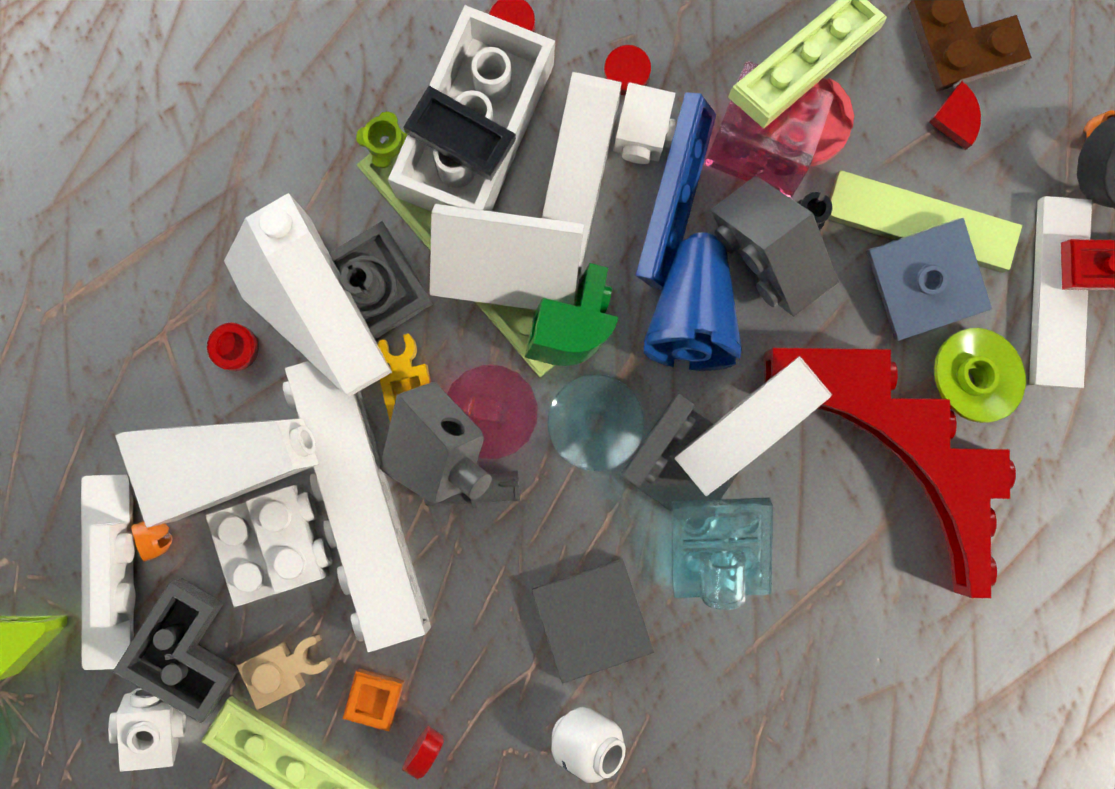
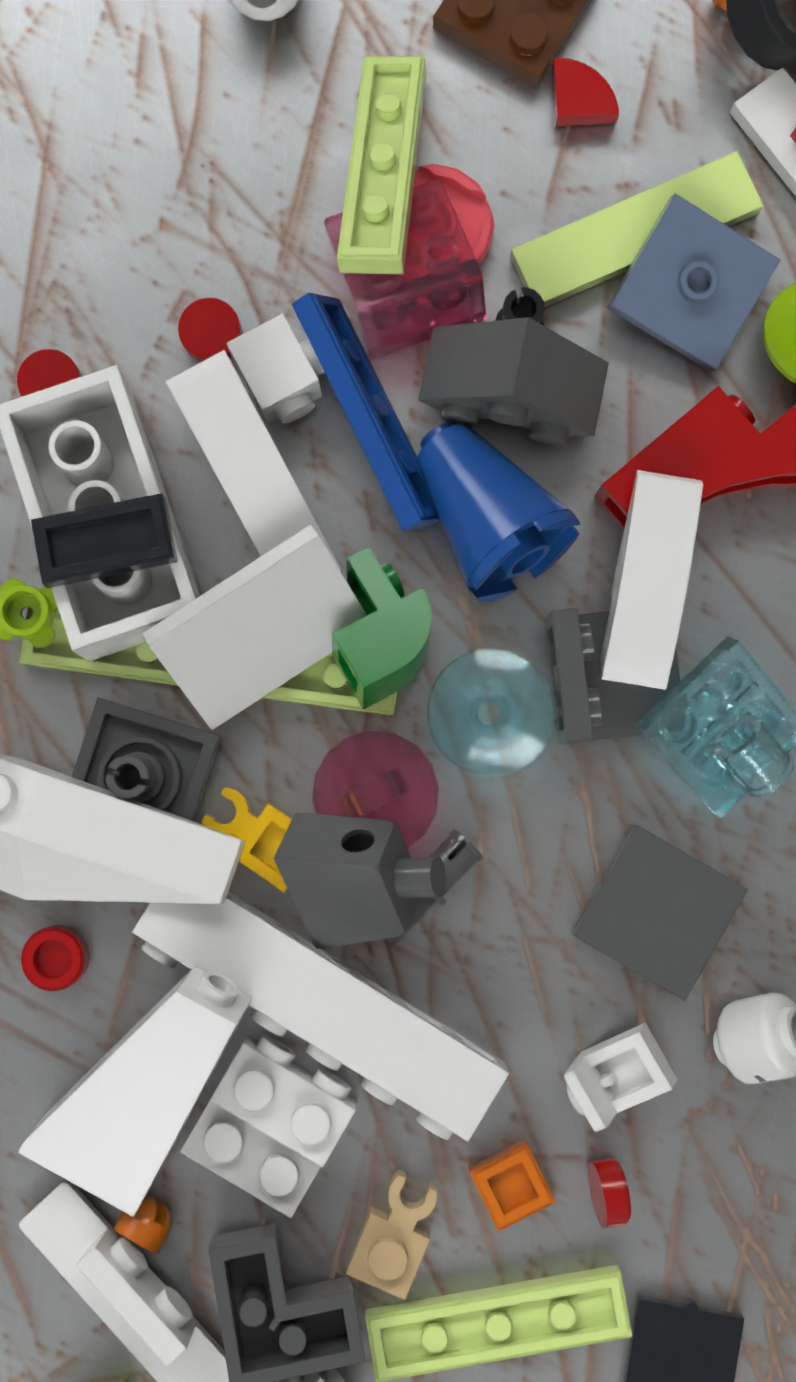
camera: 45 degrees left, 0 degrees up
(486, 691) = (618, 1076): none -> white bracket

